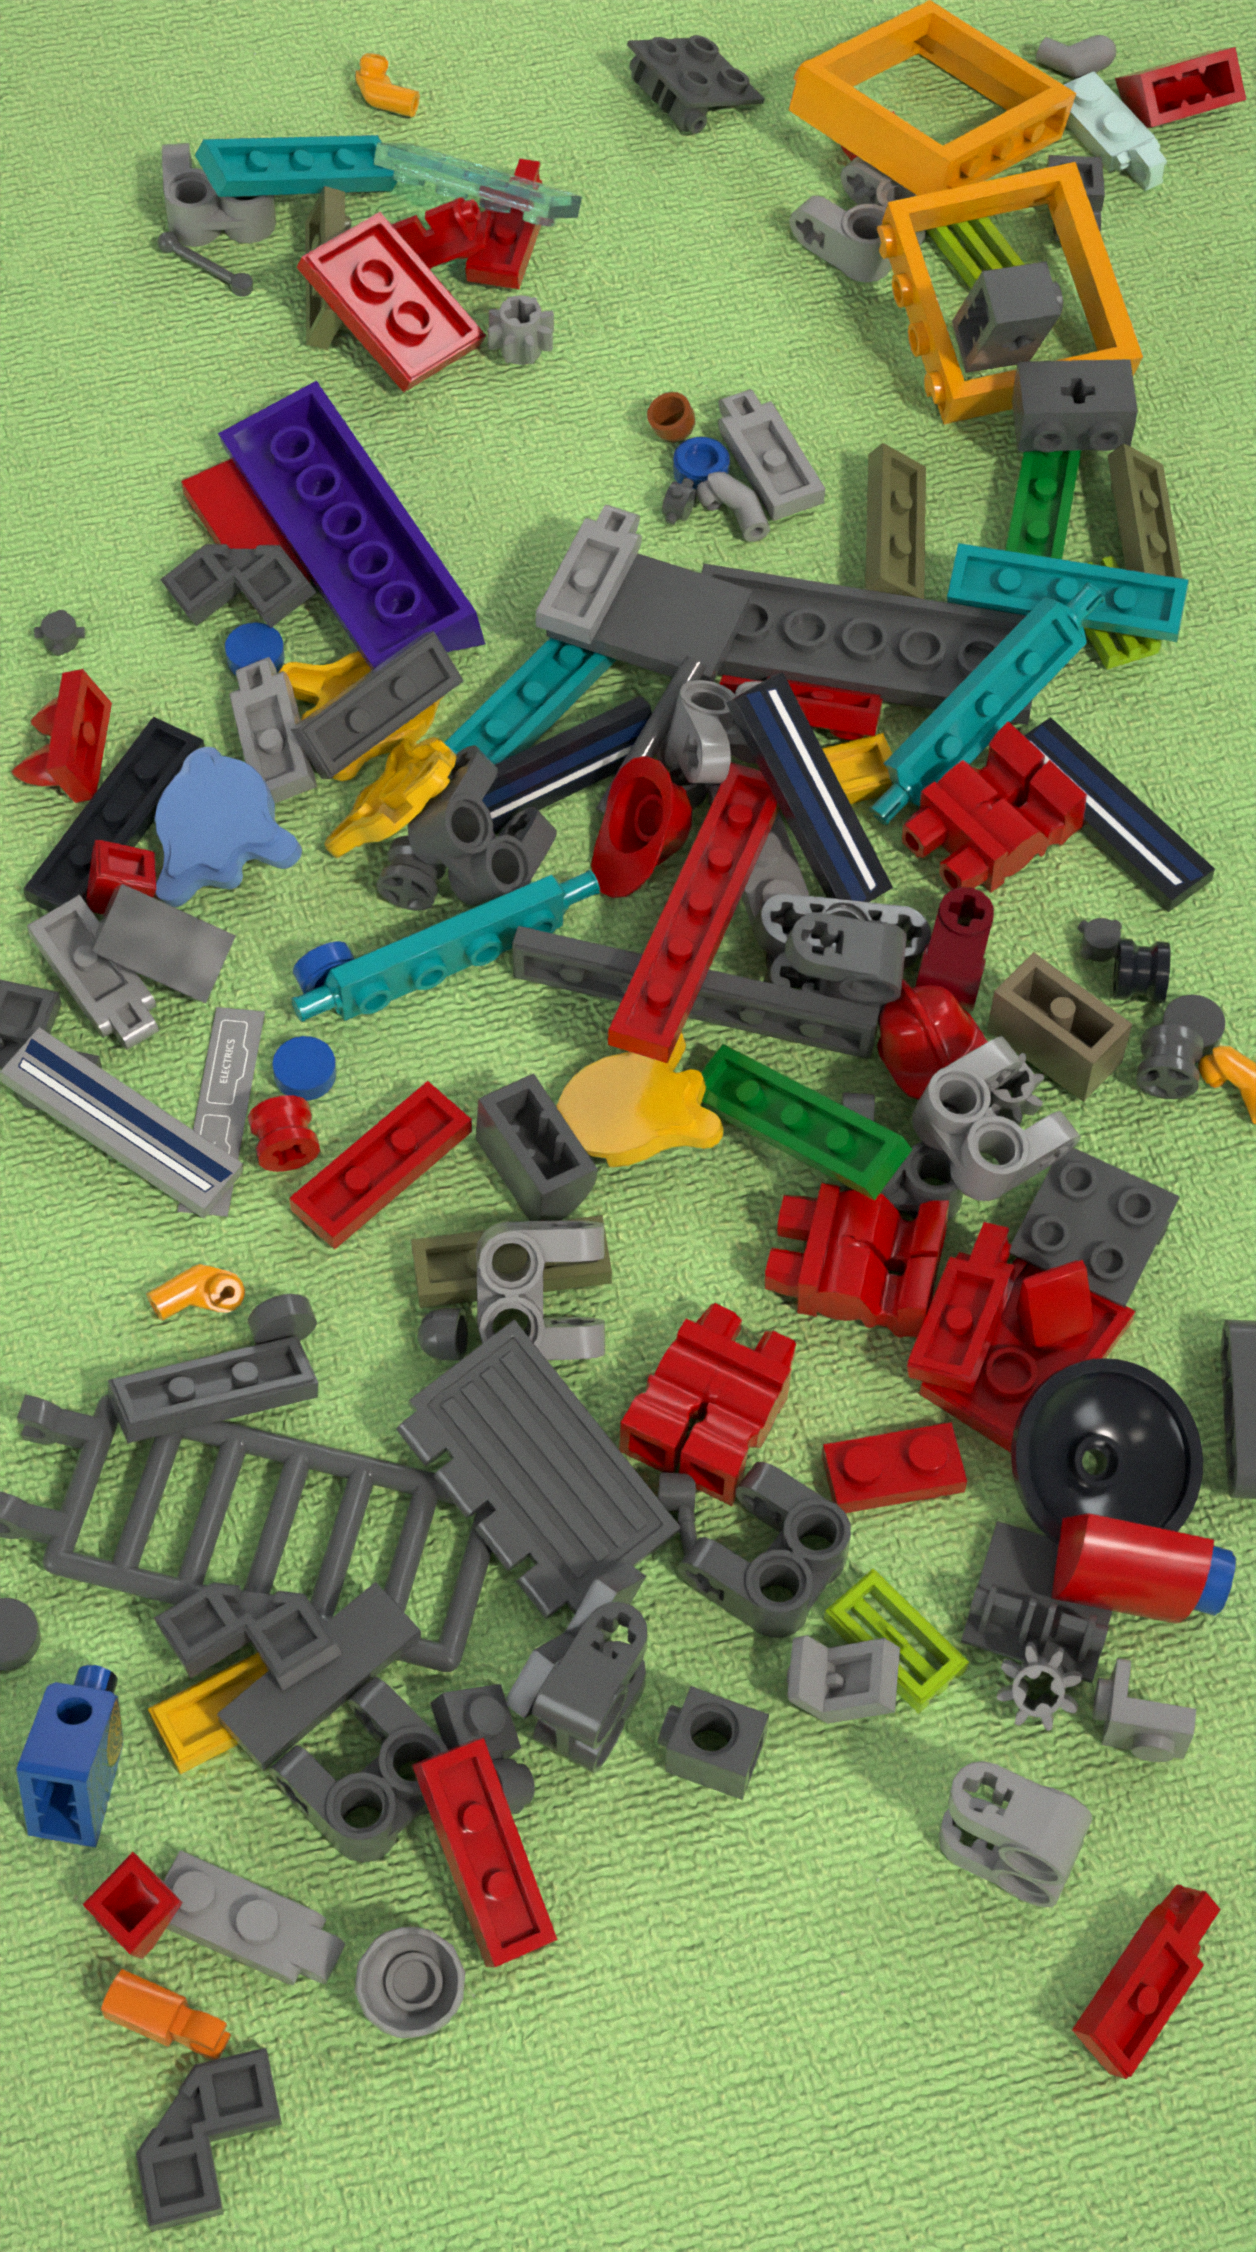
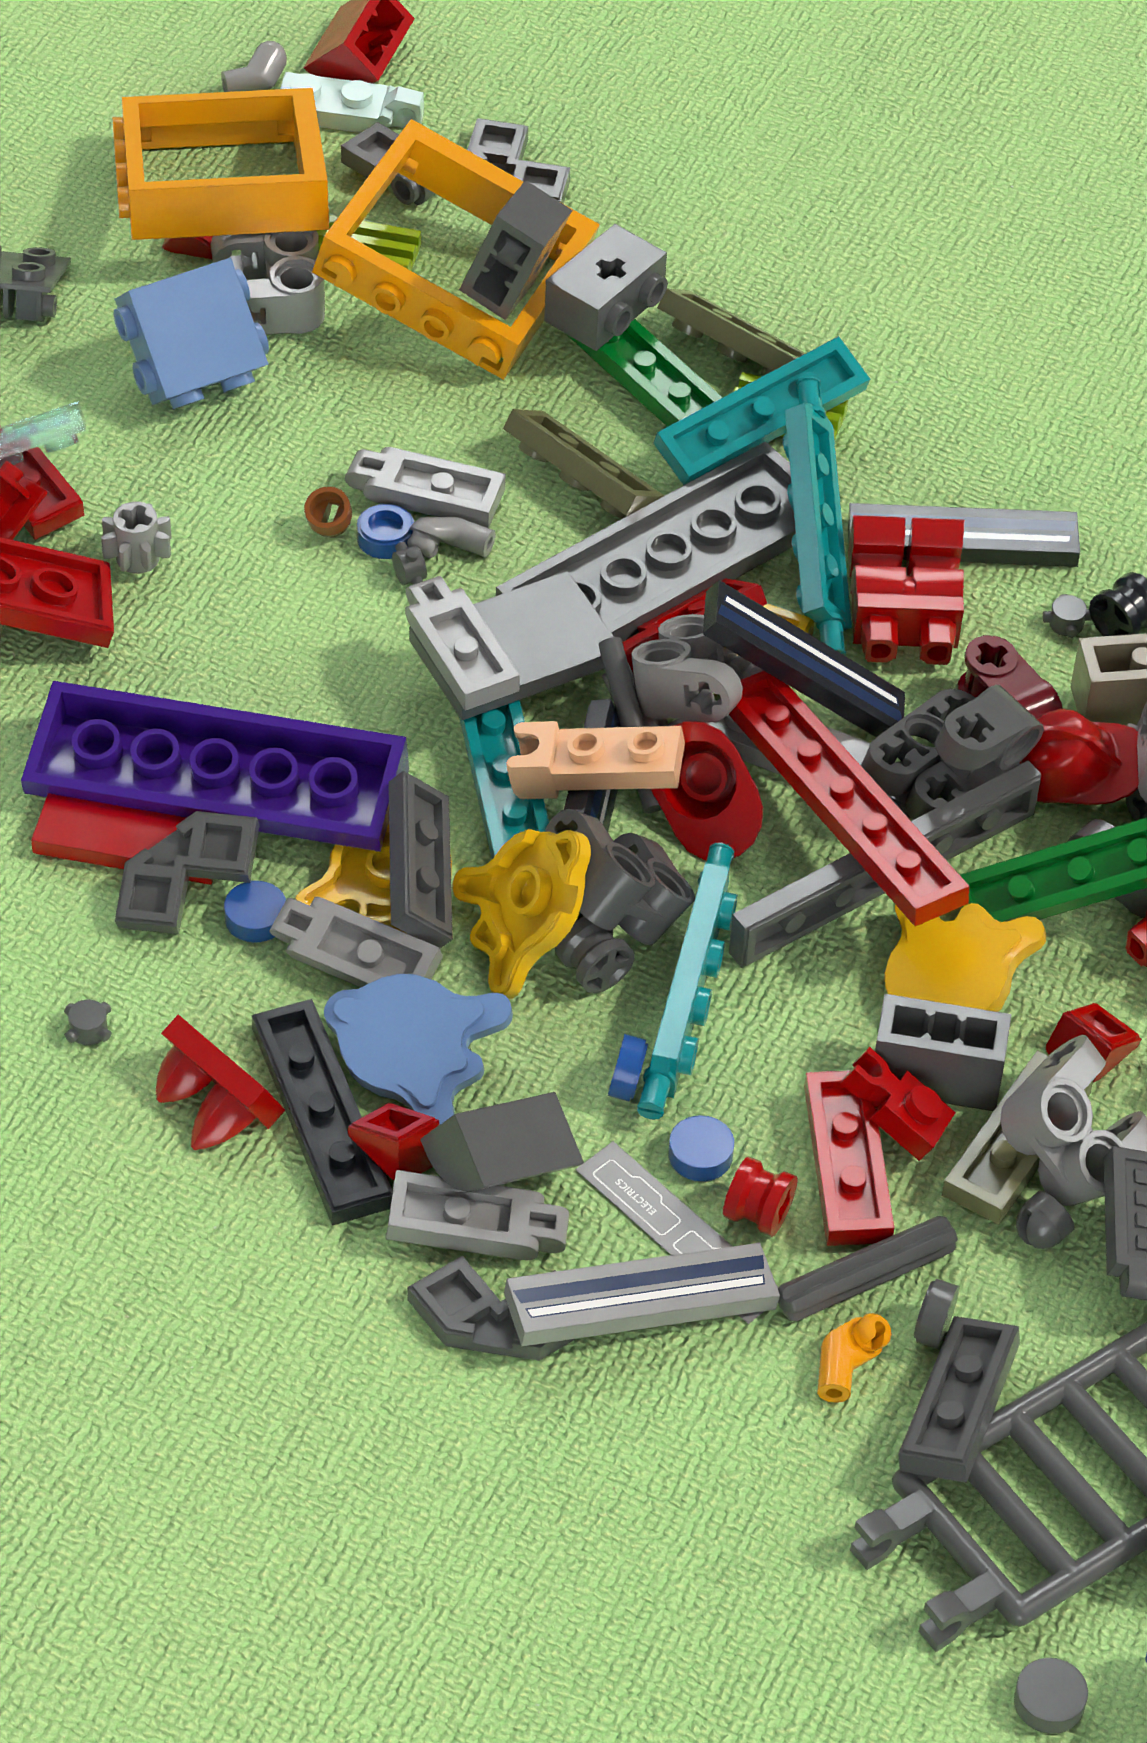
camera: 50 degrees left, 10 degrees down
(292, 1249) = (867, 1268): none -> dark grey axle
(456, 1172) = (904, 1105): none -> red plate
(571, 735) = (593, 759): none -> light nougat plate
(668, 1249) = (1105, 1031): none -> red slope
(736, 210) = (192, 333): none -> medium blue brick
(1158, 281) = (504, 147): none -> tile

